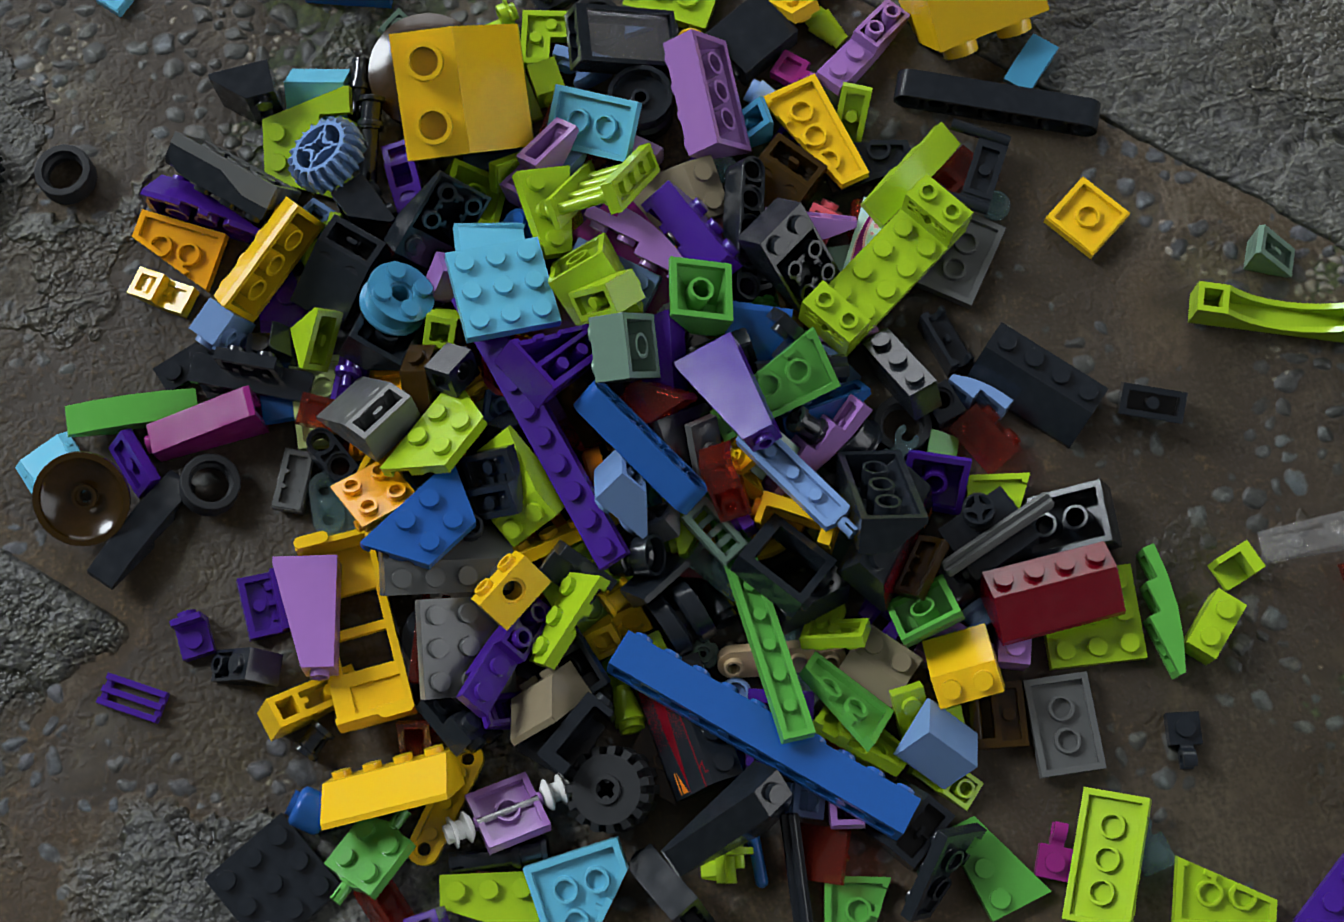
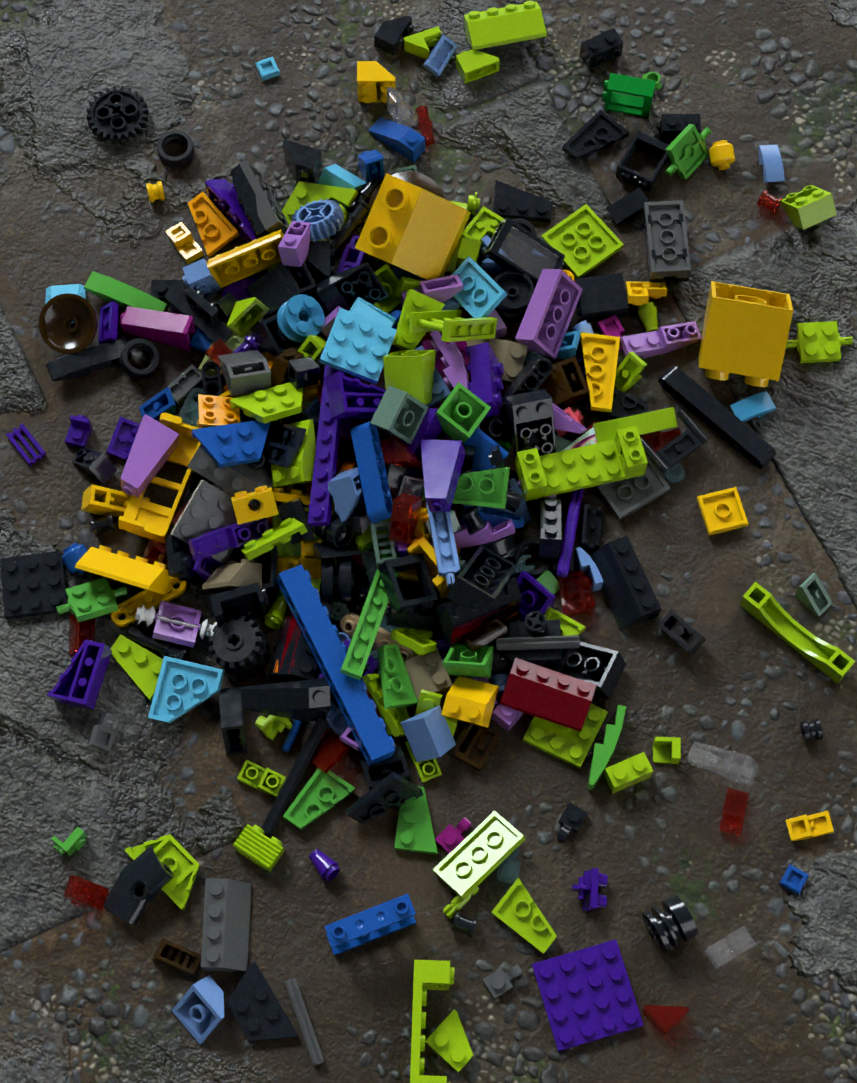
camera: 30 degrees right, 5 degrees down
(77, 247) = (155, 191): none -> yellow wheel
(280, 532) = (159, 404): none -> blue slope
(321, 203) = (295, 244): none -> medium lavender slope
(342, 41) = (371, 165): none -> blue slope
(607, 295) = (410, 381): lime slope -> none
(924, 354) = (569, 534): none -> dark purple axle
(1063, 725) = (507, 772): dark grey plate -> none
(1272, 810) = (588, 889): none -> dark purple hips

